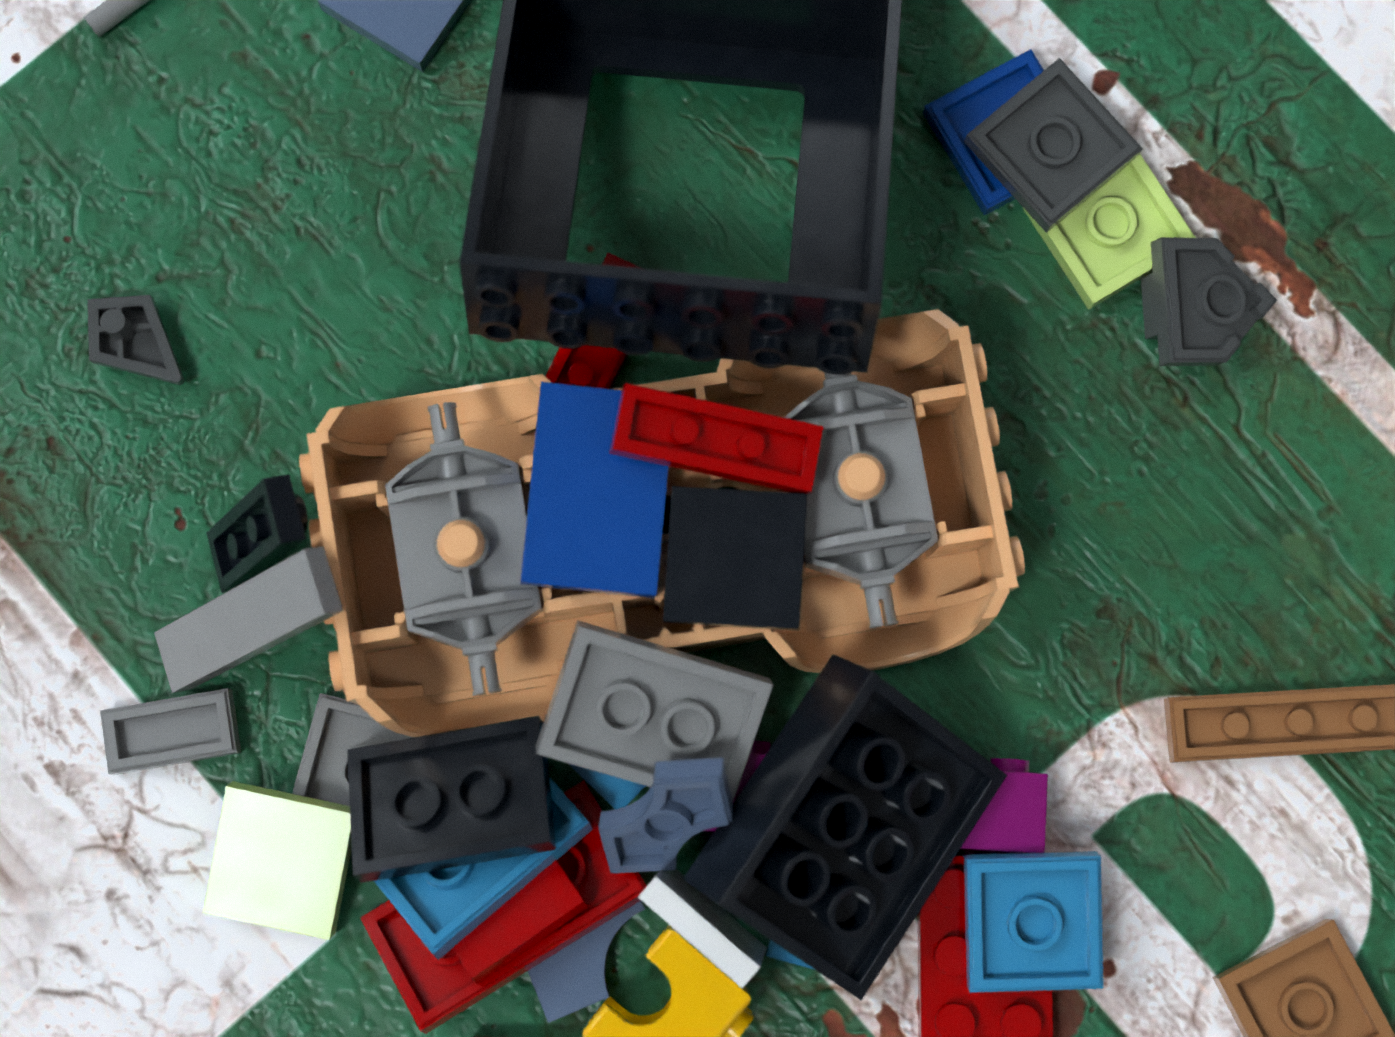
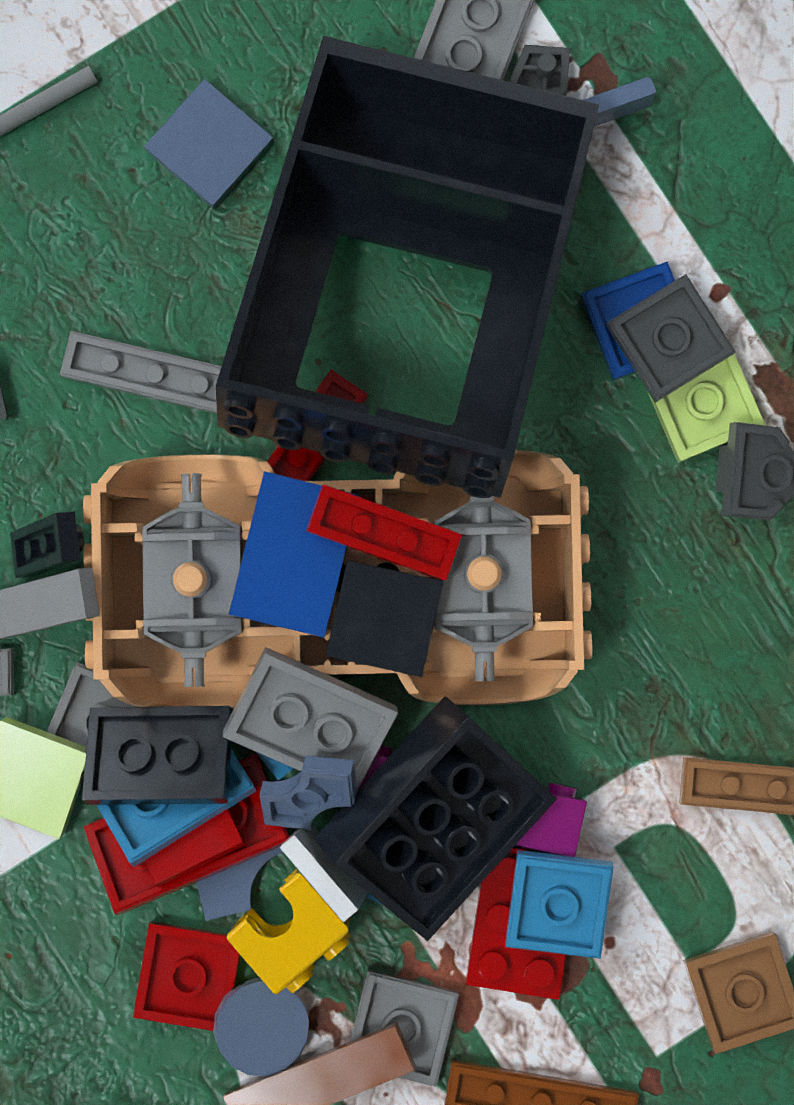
camera: 10 degrees right, 5 degrees up
(356, 294) = (141, 372): none -> light grey tile

